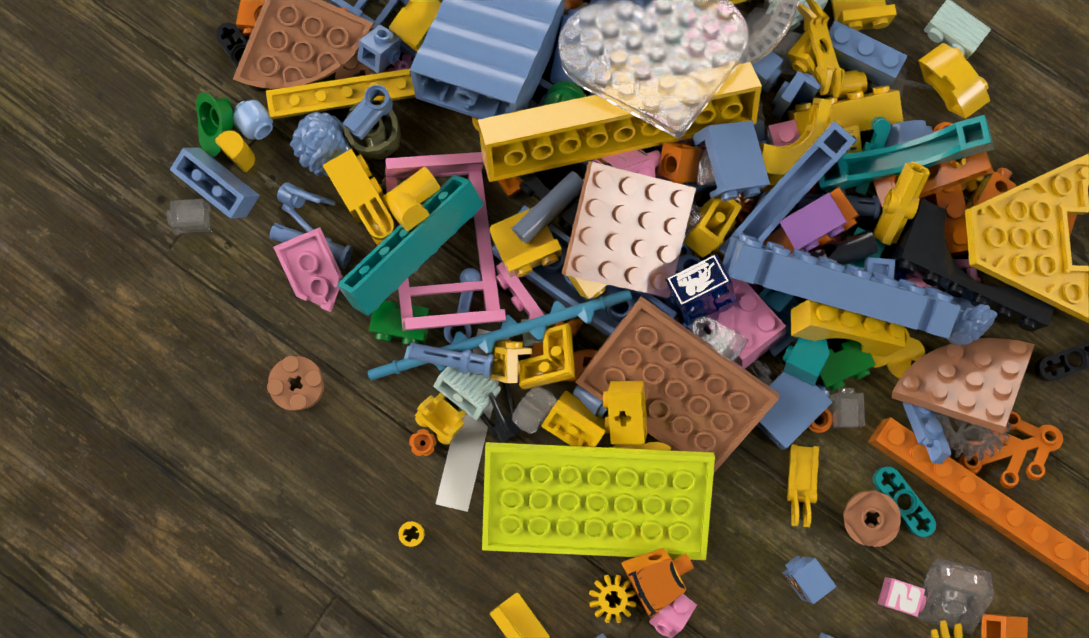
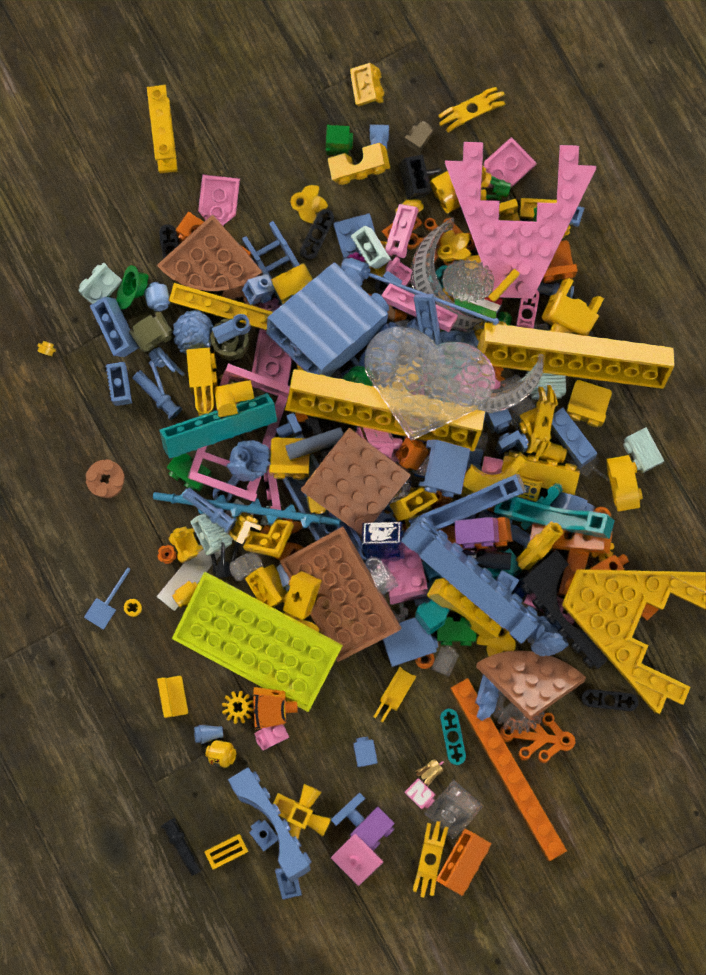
camera: 25 degrees right, 0 degrees up
(139, 251) = (46, 348): none -> yellow plate
(169, 137) = (100, 284): none -> light aqua bracket
(189, 216) = (88, 340): clear brick -> none
(236, 149) = (137, 310): yellow brick -> none
(255, 252) = (118, 383): none -> medium blue brick
(266, 167) = (151, 332): none -> olive brick
(311, 268) = (149, 410): bright pink tile -> none
(373, 560) = (101, 612): none -> medium blue piece
(437, 129) = (271, 359): none -> bright pink tile
(471, 483) = (184, 594): none -> yellow brick
(473, 270) = (249, 460): none -> medium blue hair
(506, 203) = (291, 427): none -> medium blue tile
(868, 534) = (432, 727): nougat plate -> none
(904, 555) = (430, 771): none -> pearl gold piece

